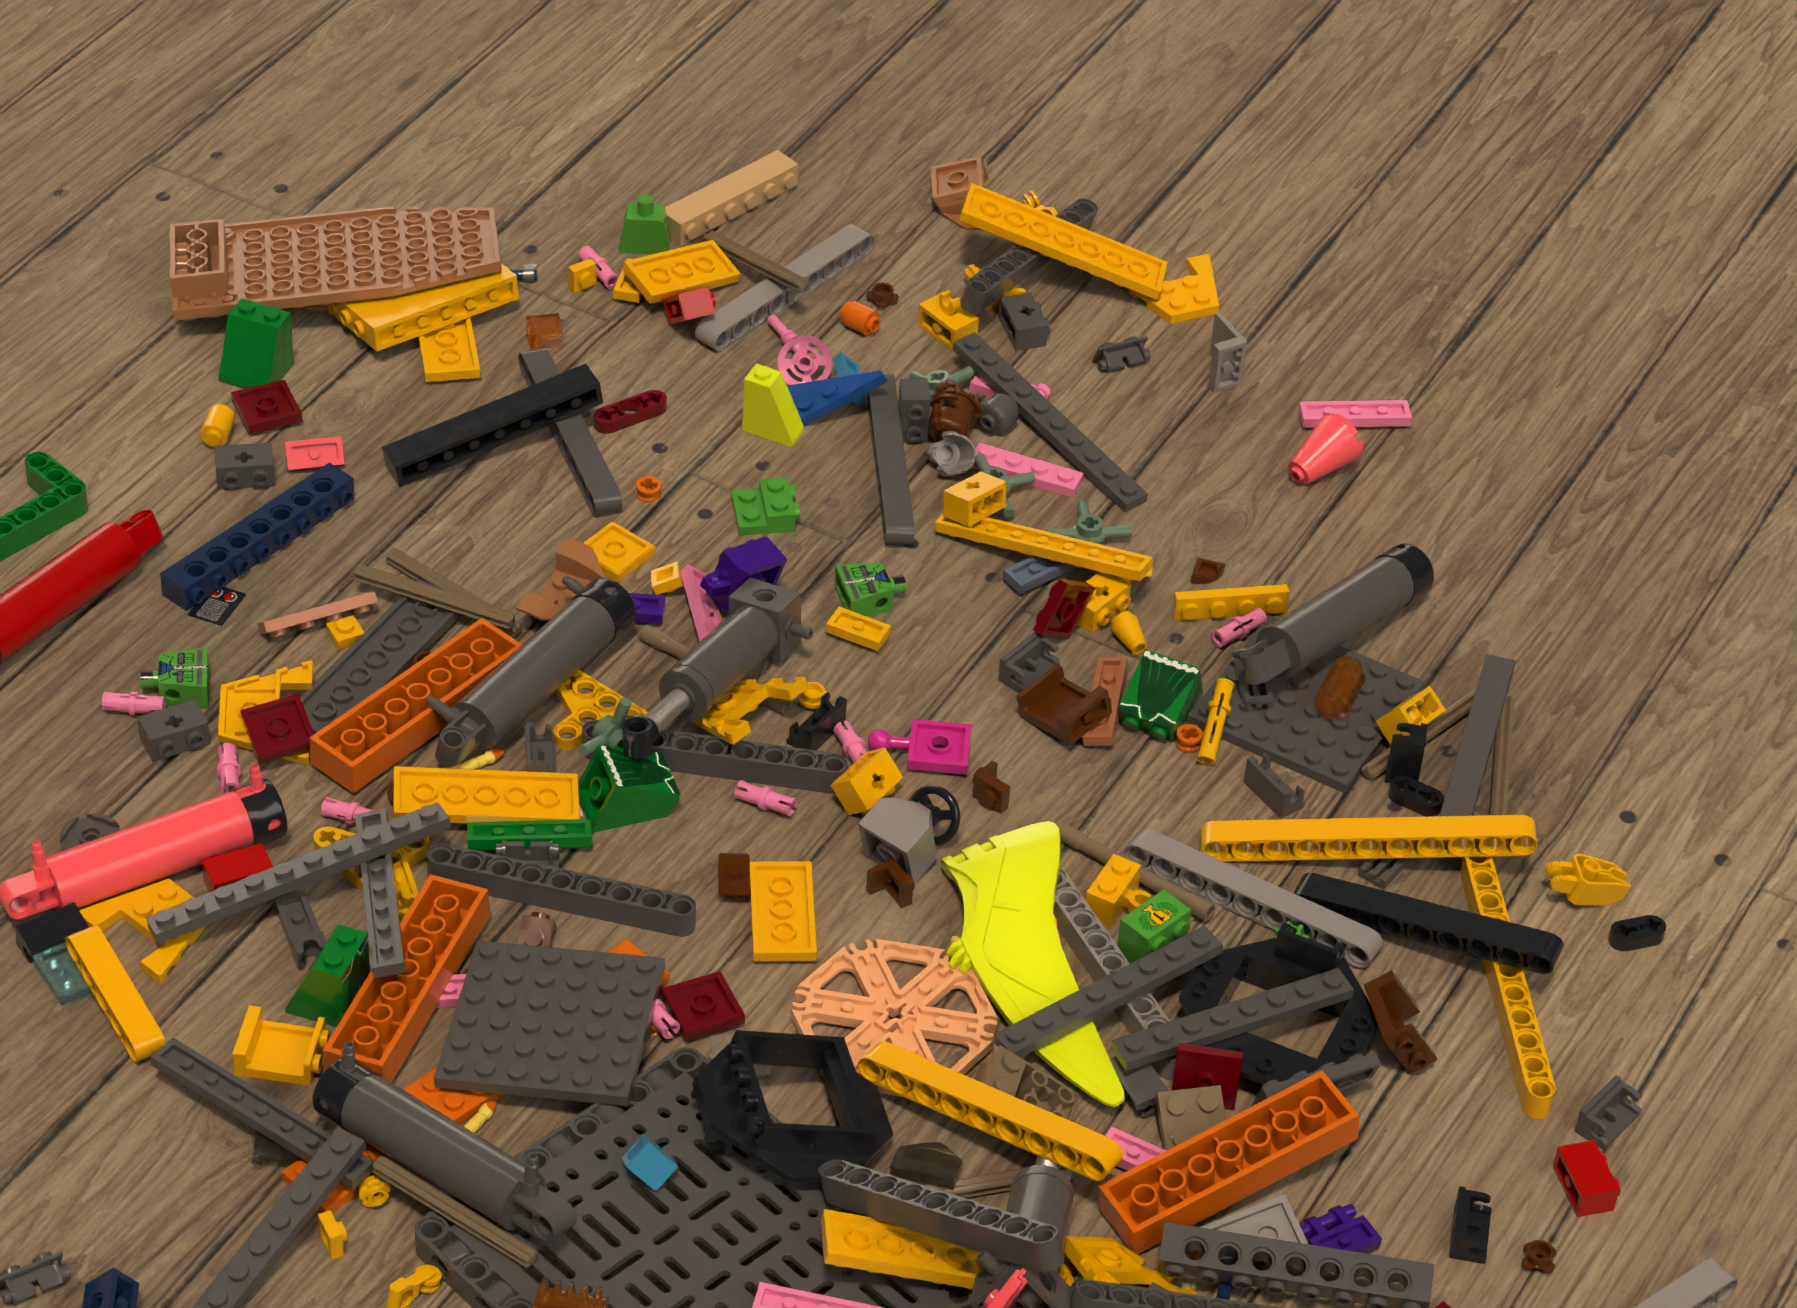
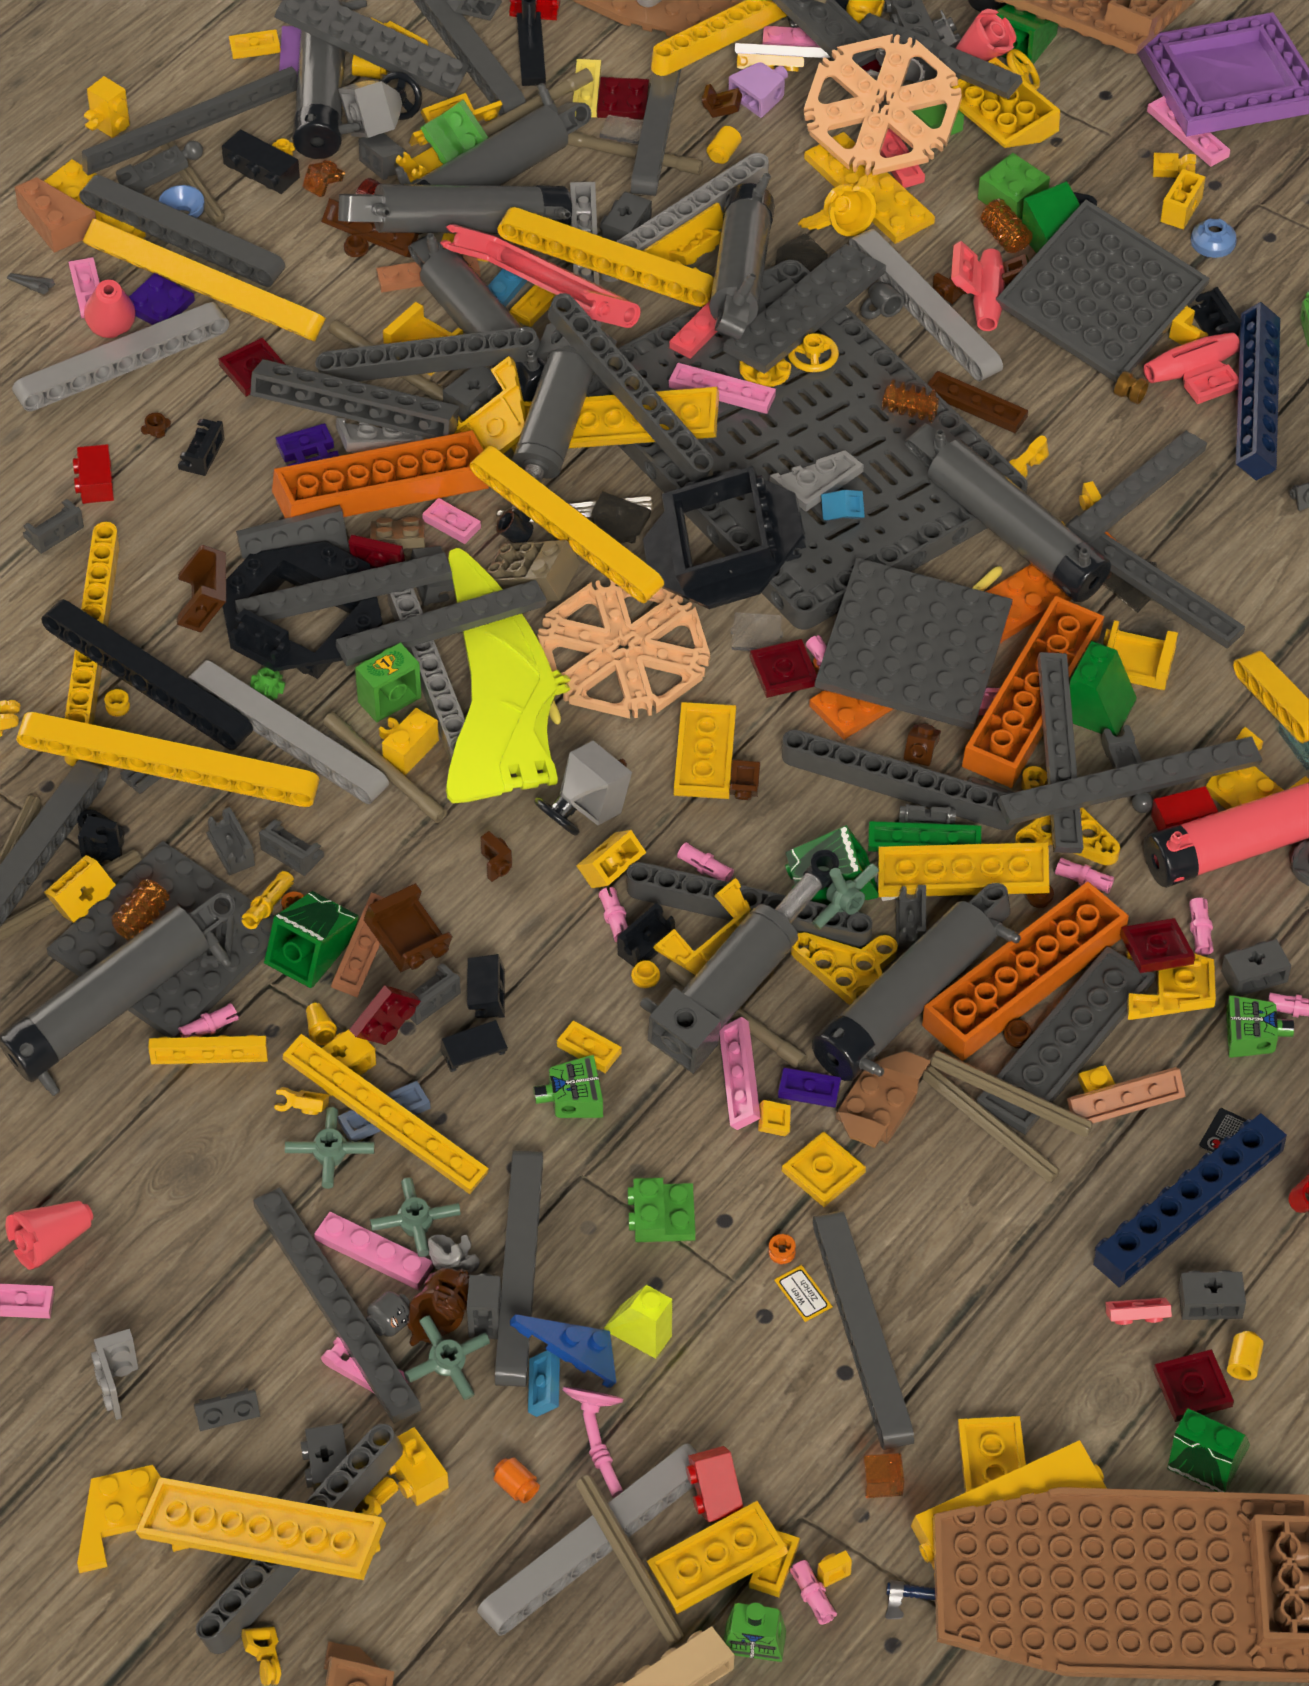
camera: 170 degrees left, 10 degrees up
(492, 425) = (945, 1311): black brick -> none
(613, 418) = (798, 1348): dark red beam -> none
(626, 464) = (803, 1293): none -> sticker
(685, 1196) = (820, 478): none -> light grey wing
(753, 559) = (700, 1080): dark purple hinge -> none
(882, 294) = (482, 1516): reddish brown plate -> none
(923, 737) = (548, 918): dark pink plate -> none
(971, 670) = (486, 986): none -> black hinge
(973, 620) = (473, 1045): none -> black hinge
(974, 498) = (451, 1158): yellow brick -> none
(1207, 571) = (218, 1104): reddish brown tile -> none
(1210, 786) = (289, 848): none -> dark grey hinge

